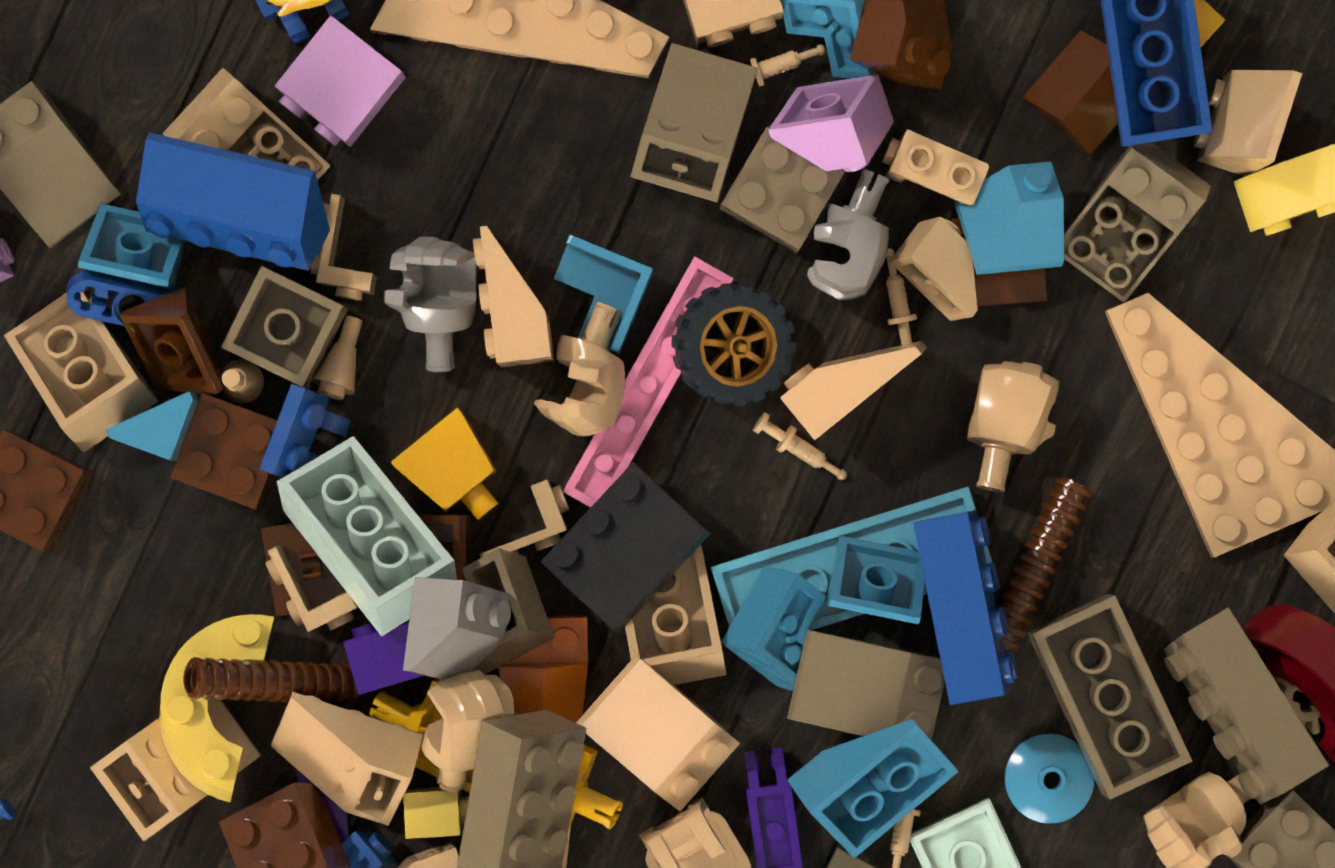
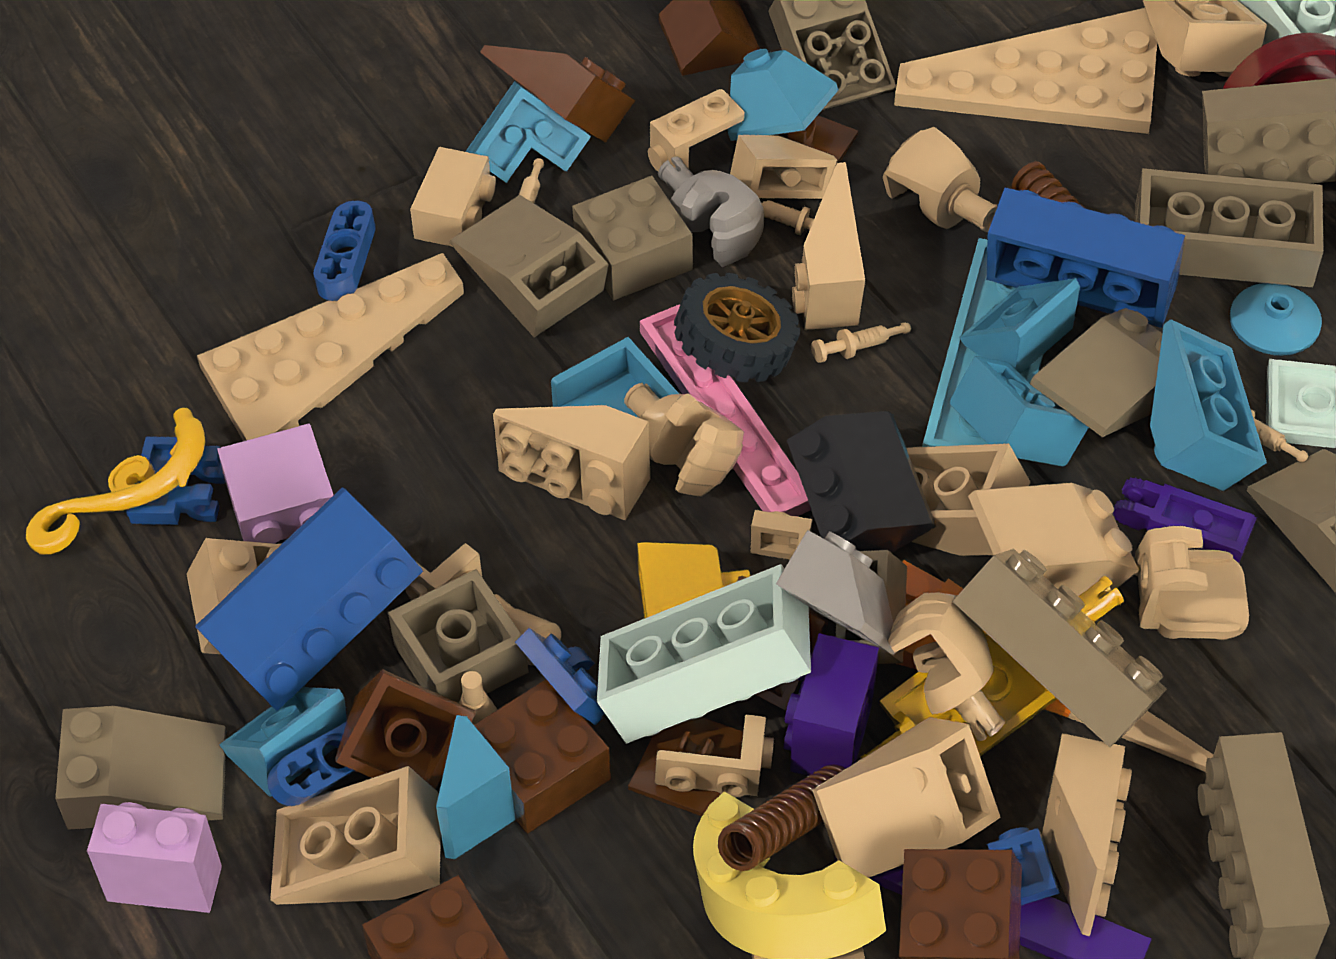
camera: 55 degrees left, 35 degrees down
(434, 812) = (1015, 771): light yellow brick -> none
(435, 294) = (522, 512): light grey piece -> none
(835, 122) = (607, 159): lavender slope -> none

